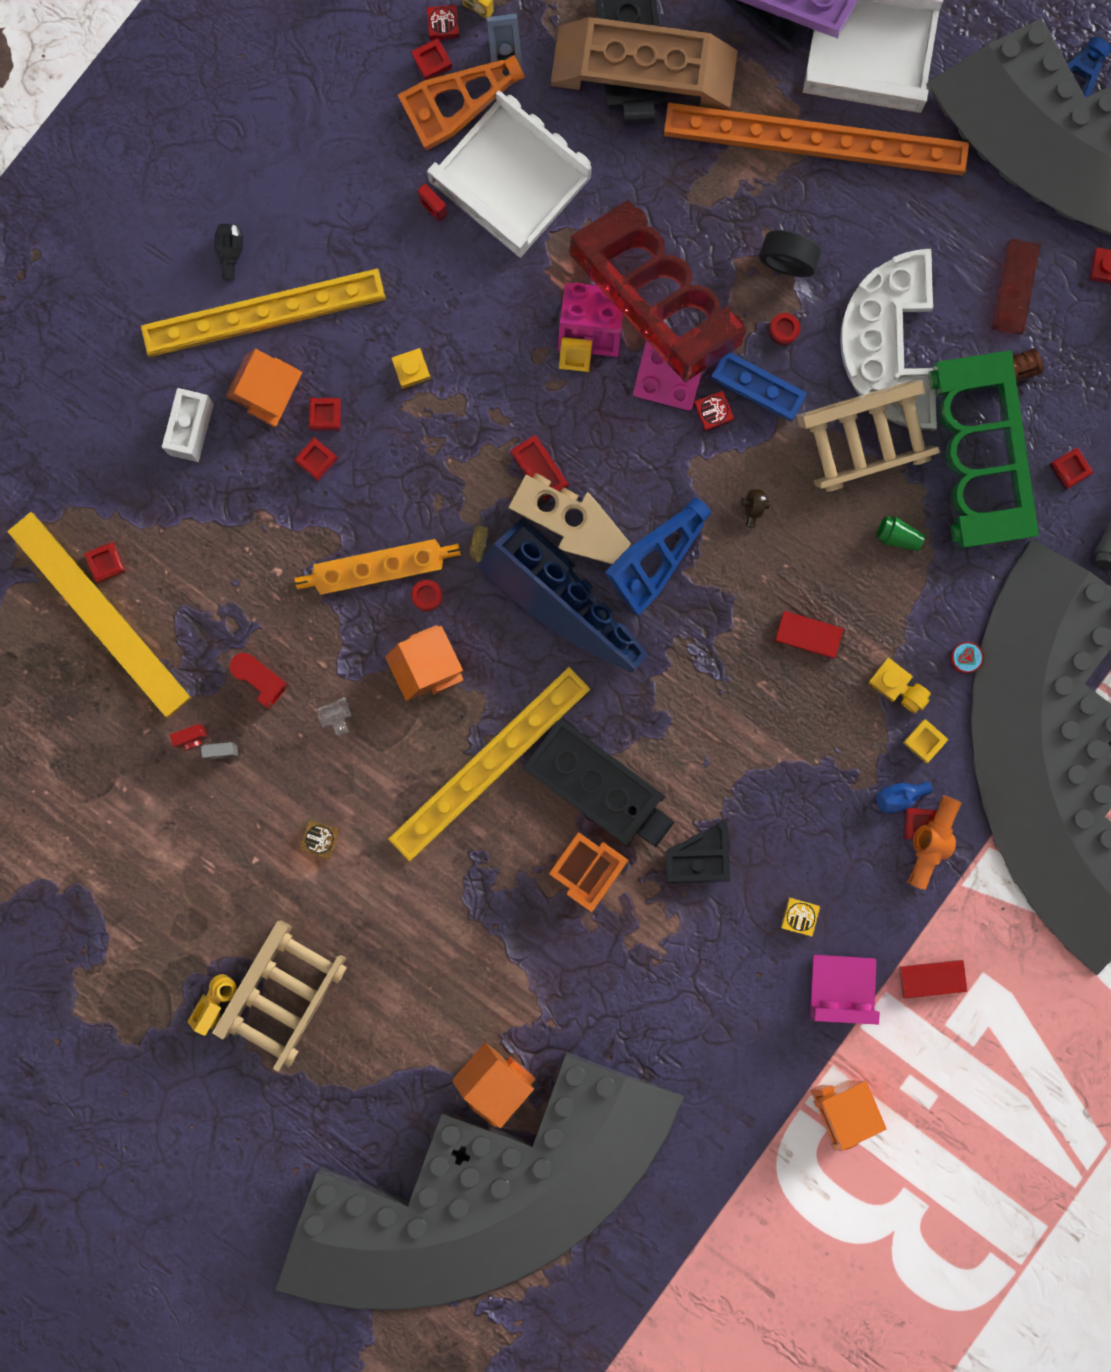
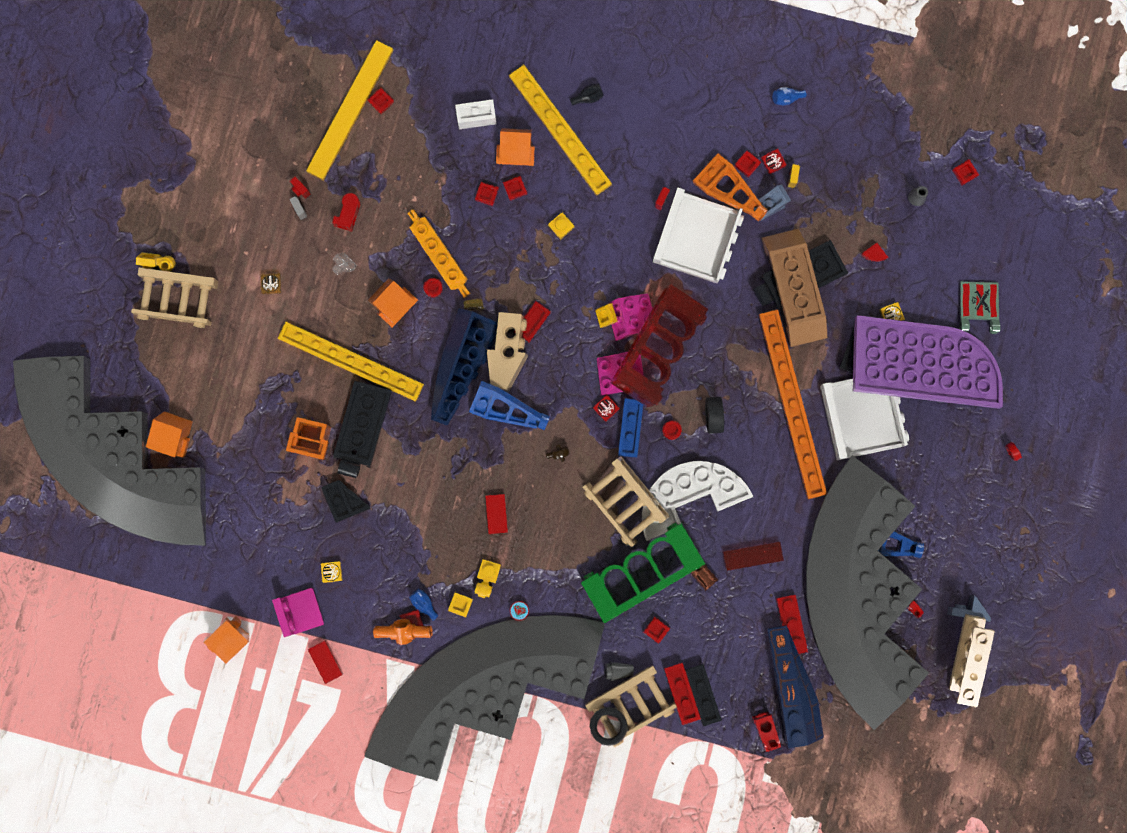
camera: 70 degrees right, 0 degrees up
(899, 534) = (575, 543): green cone -> none

